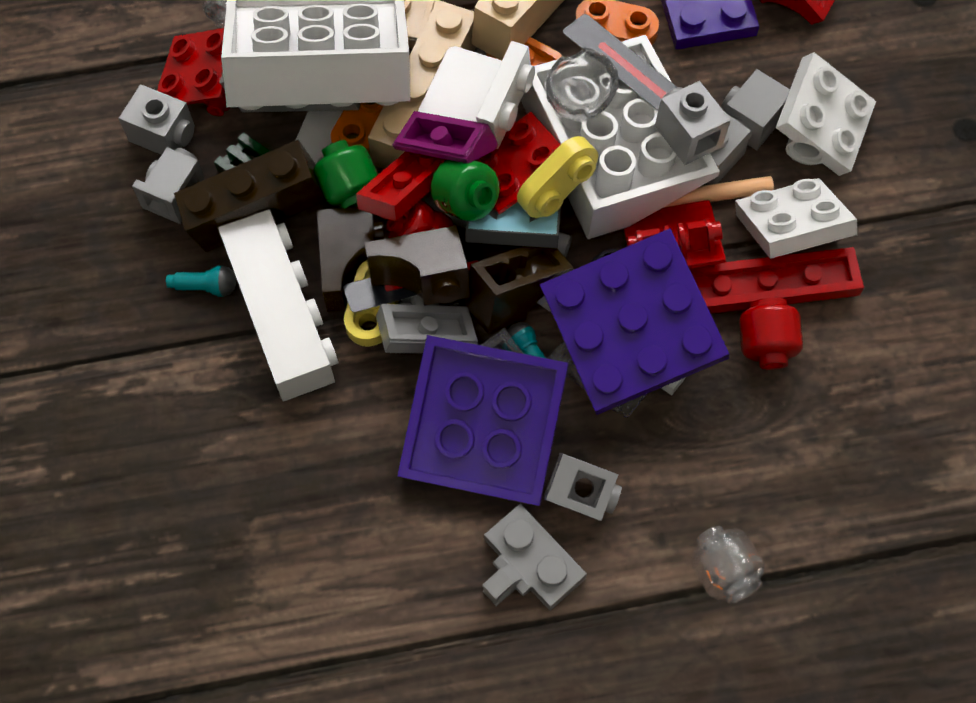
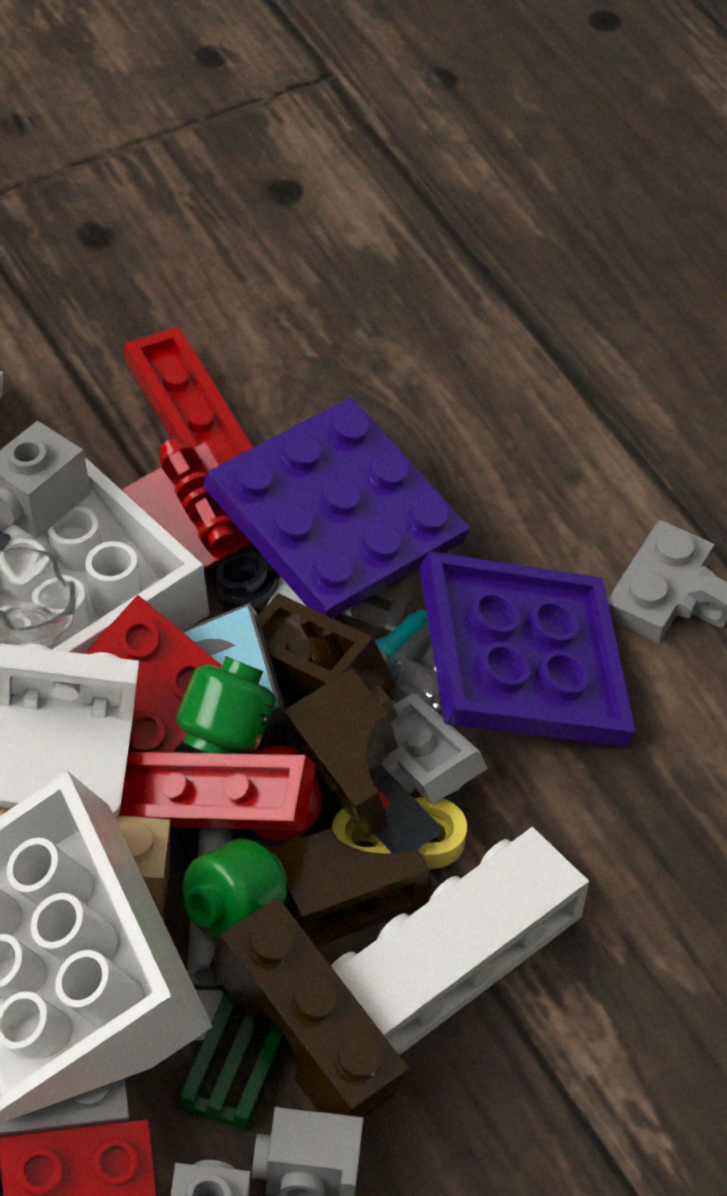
camera: 115 degrees left, 15 degrees down
(217, 281) = (443, 1048): teal piece -> none
(445, 137) = (161, 746): magenta slope -> none
(557, 177) = (161, 583): light yellow plate -> none
(562, 487) = (562, 534): light grey brick -> none
(727, 564) = (587, 390): clear head -> none
(771, 332) = (274, 399): red head -> none
(795, 217) = (106, 398): white plate -> none

